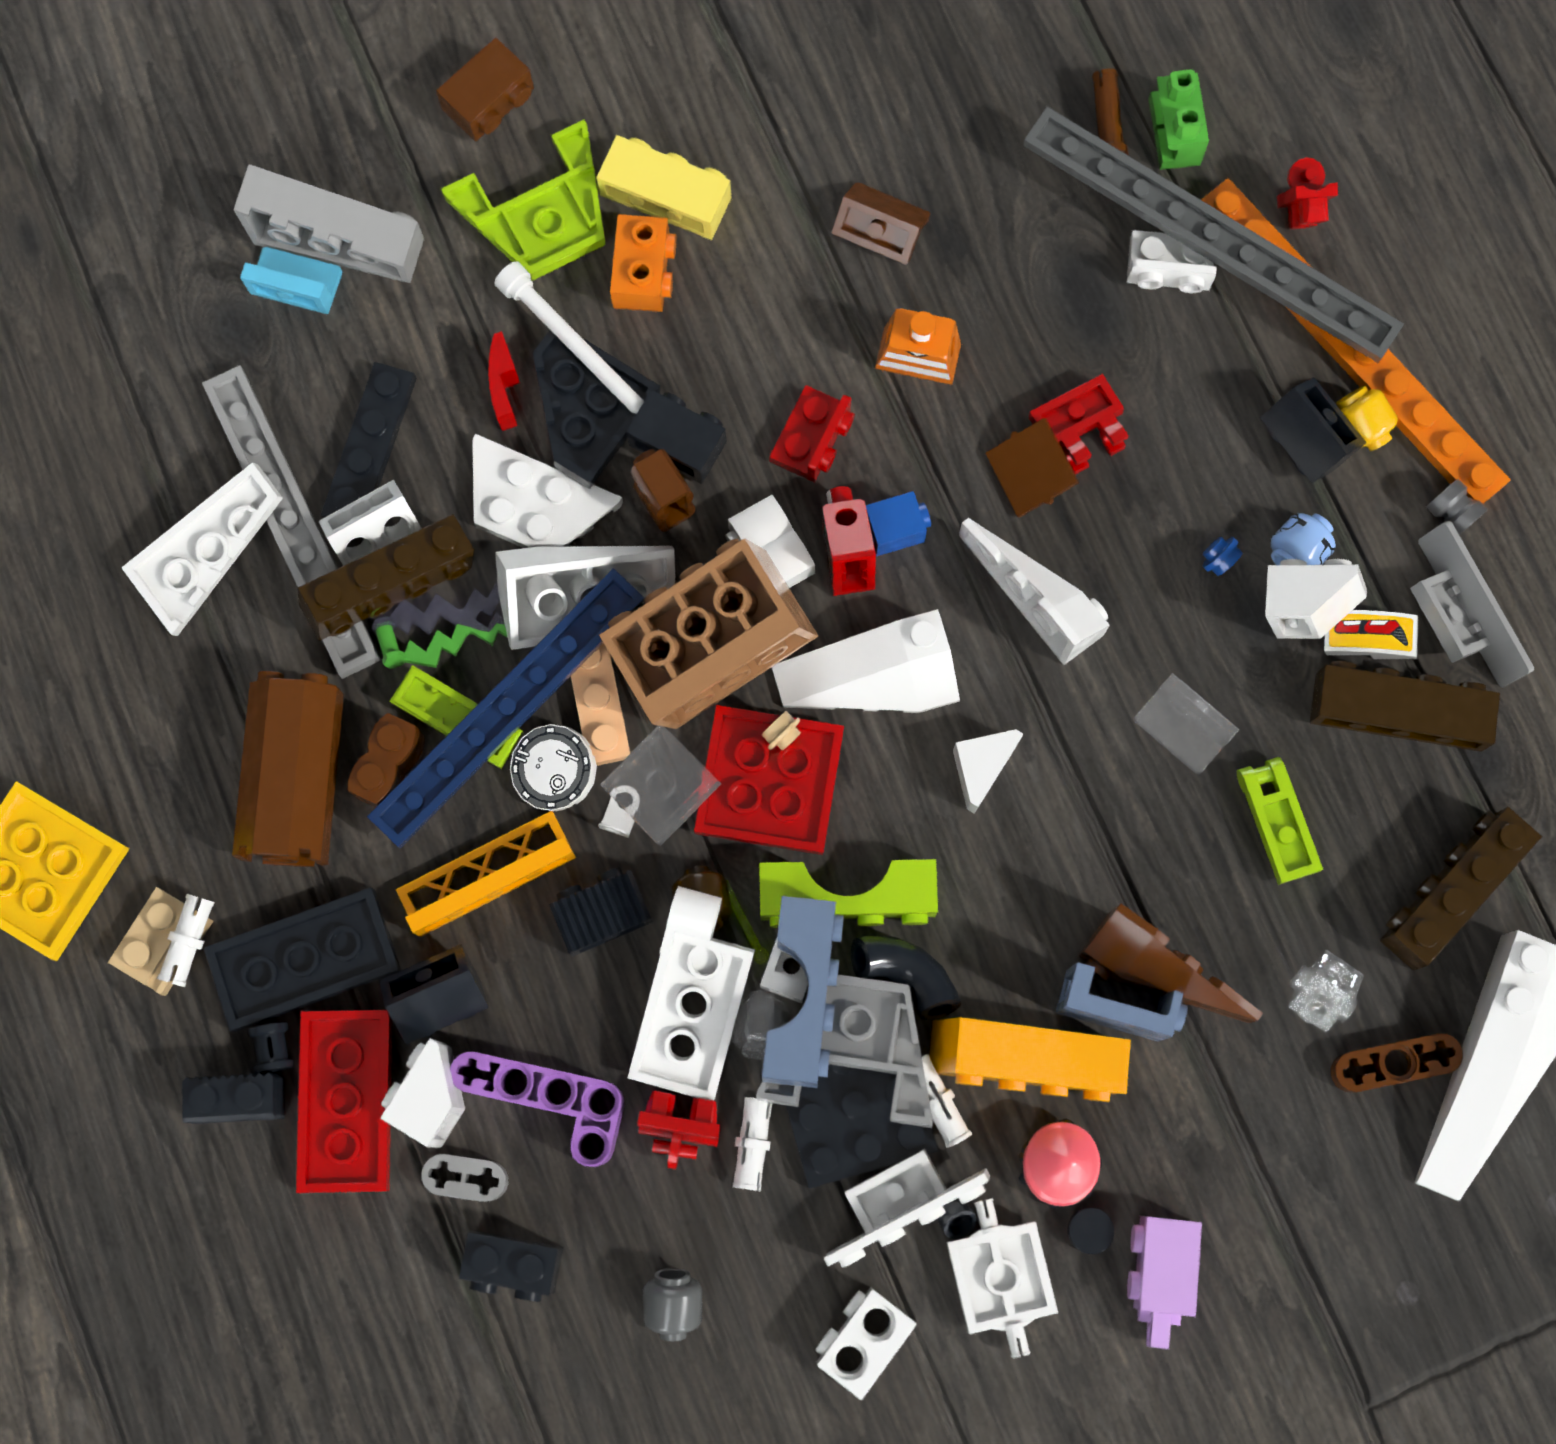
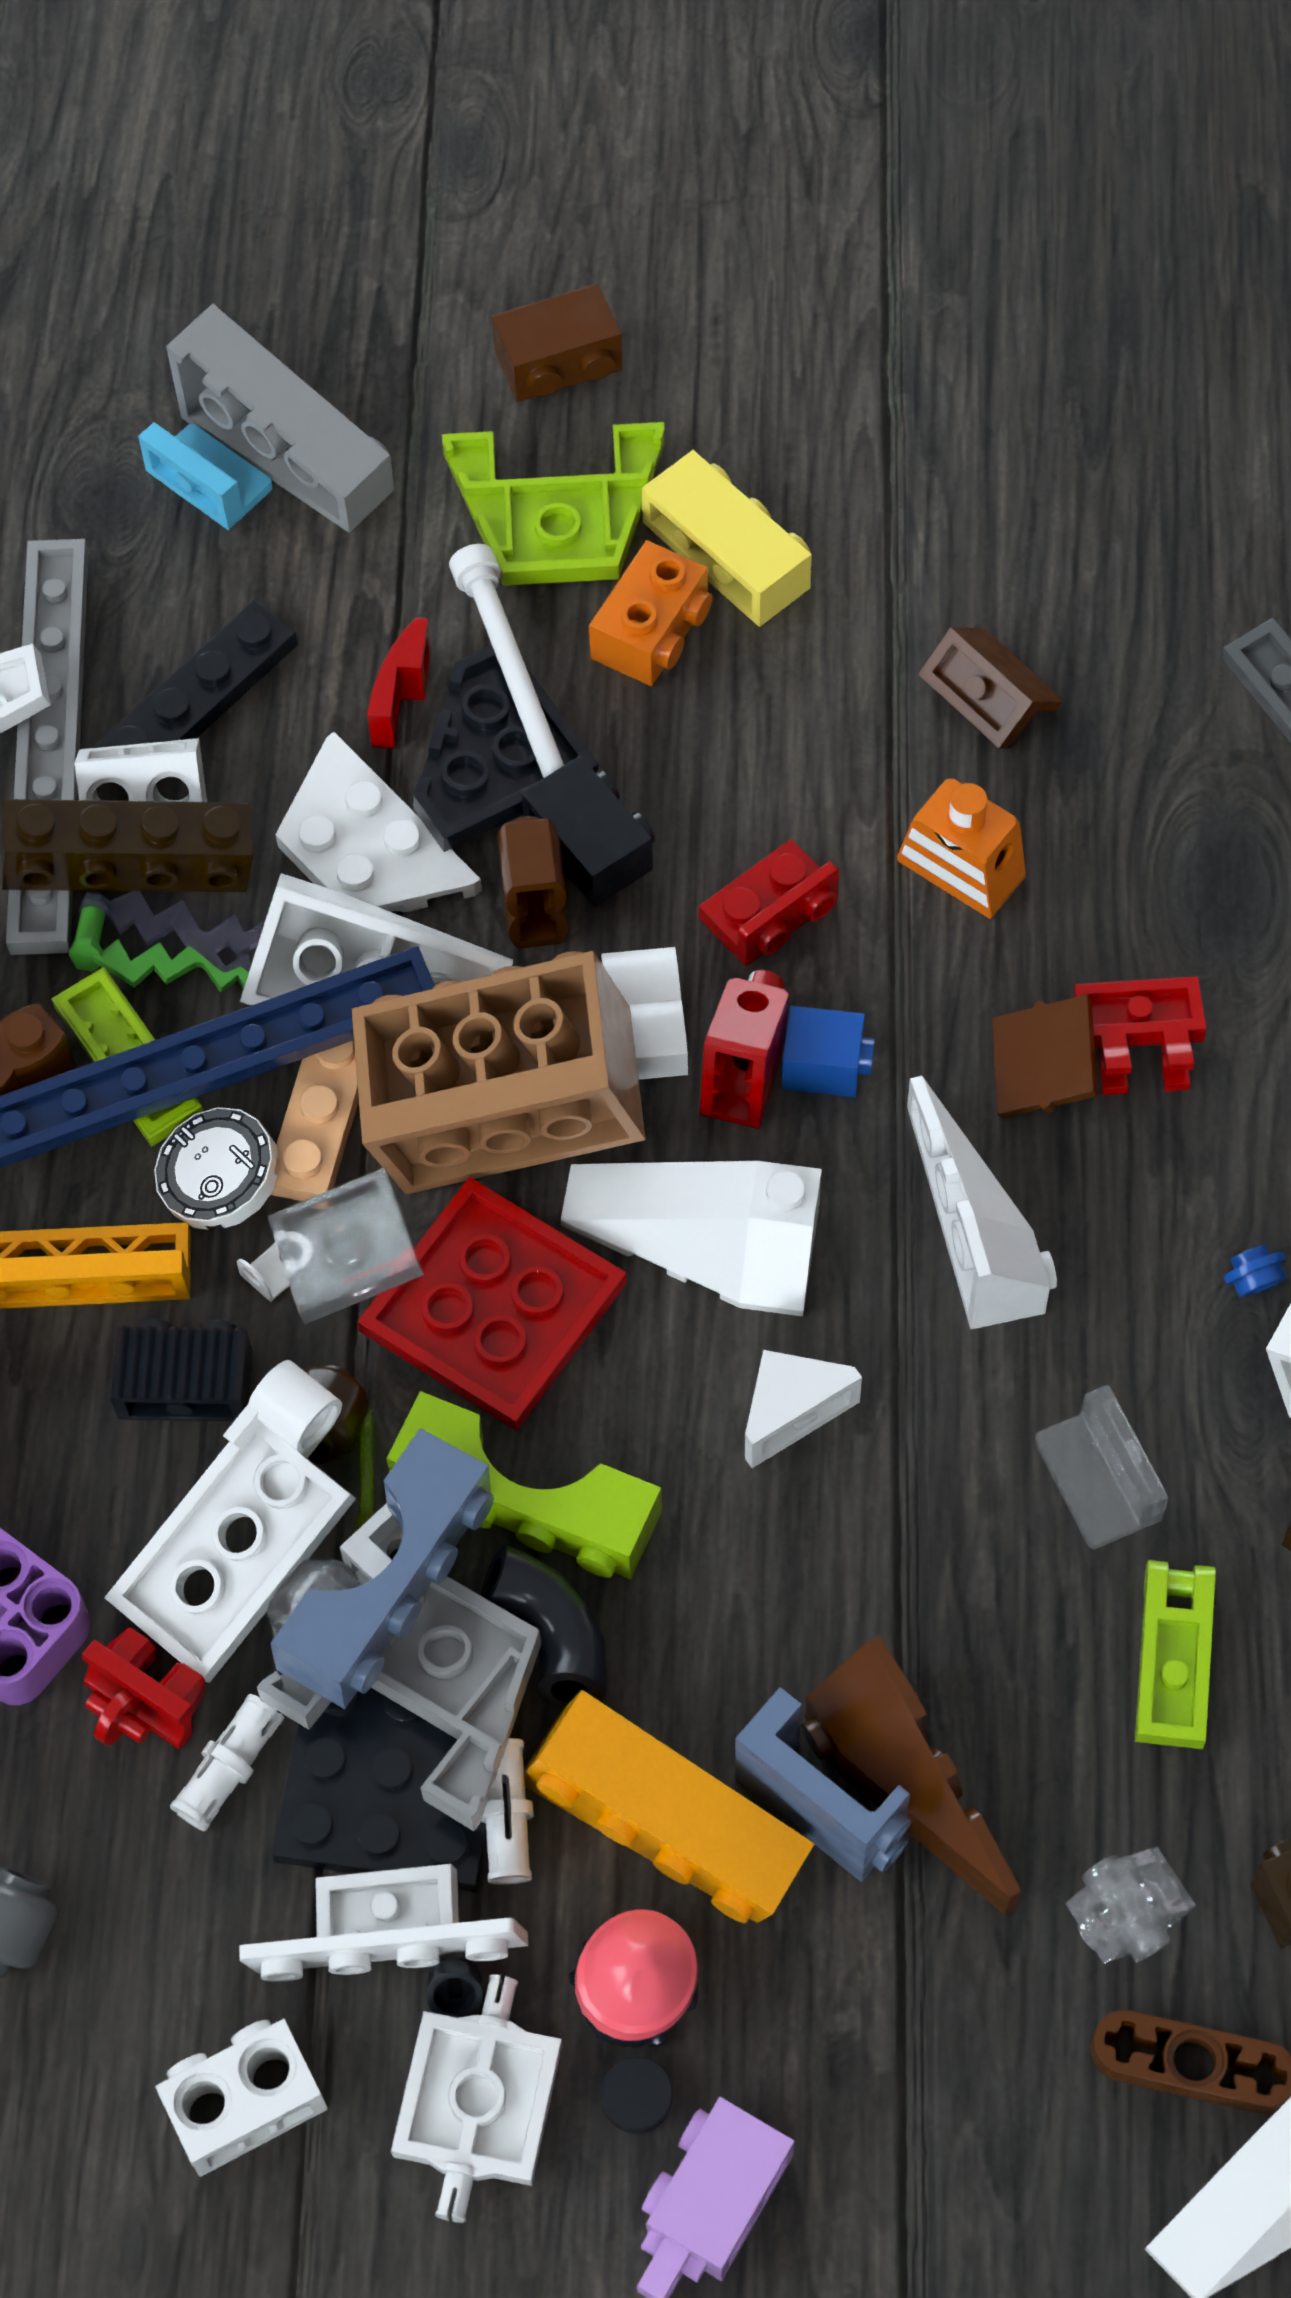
camera: 25 degrees right, 15 degrees down
(782, 731) = (536, 1239): tan plate -> none

